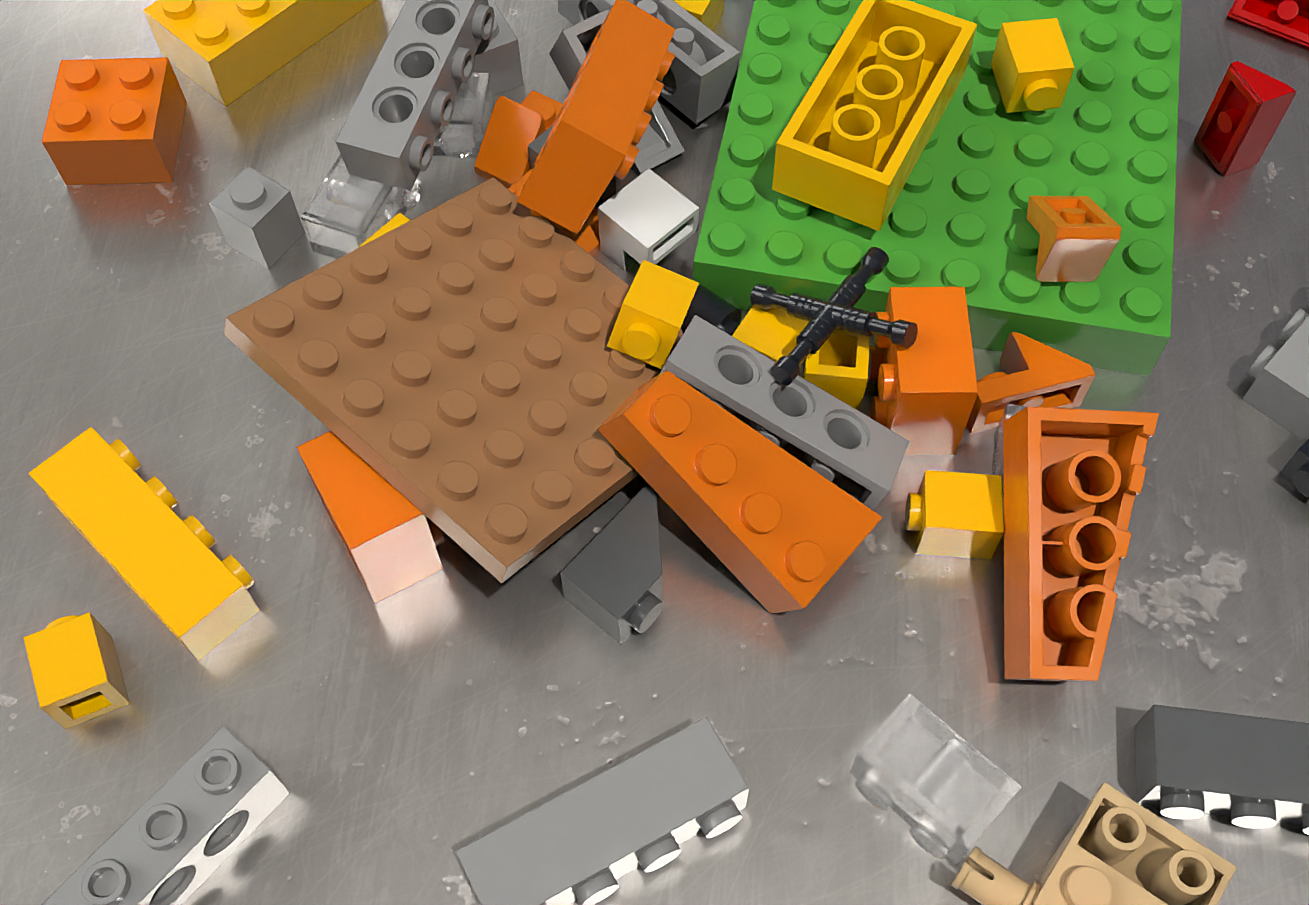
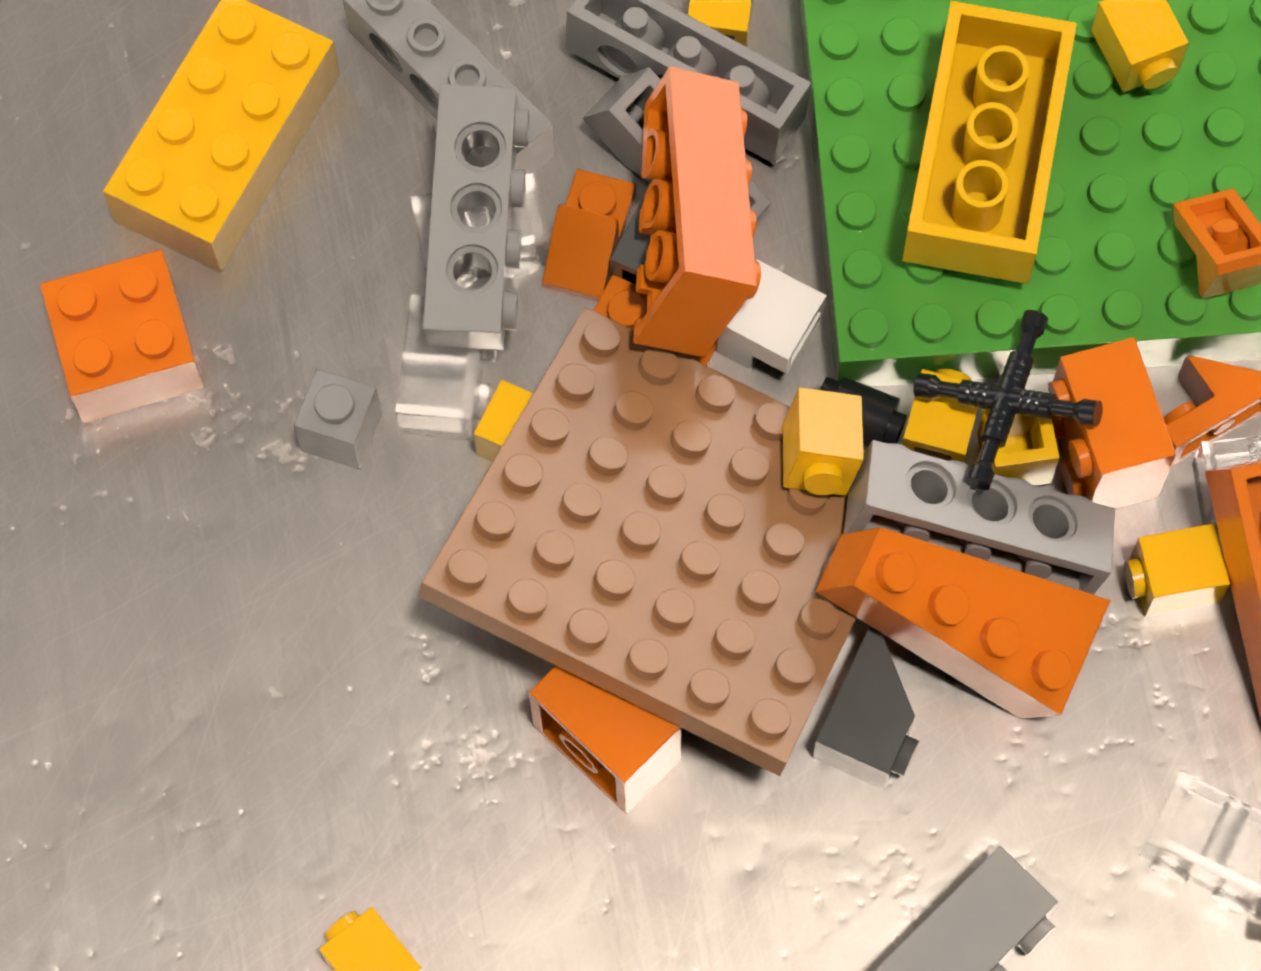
camera: 15 degrees left, 10 degrees up
(146, 542) = (378, 815): yellow brick -> none

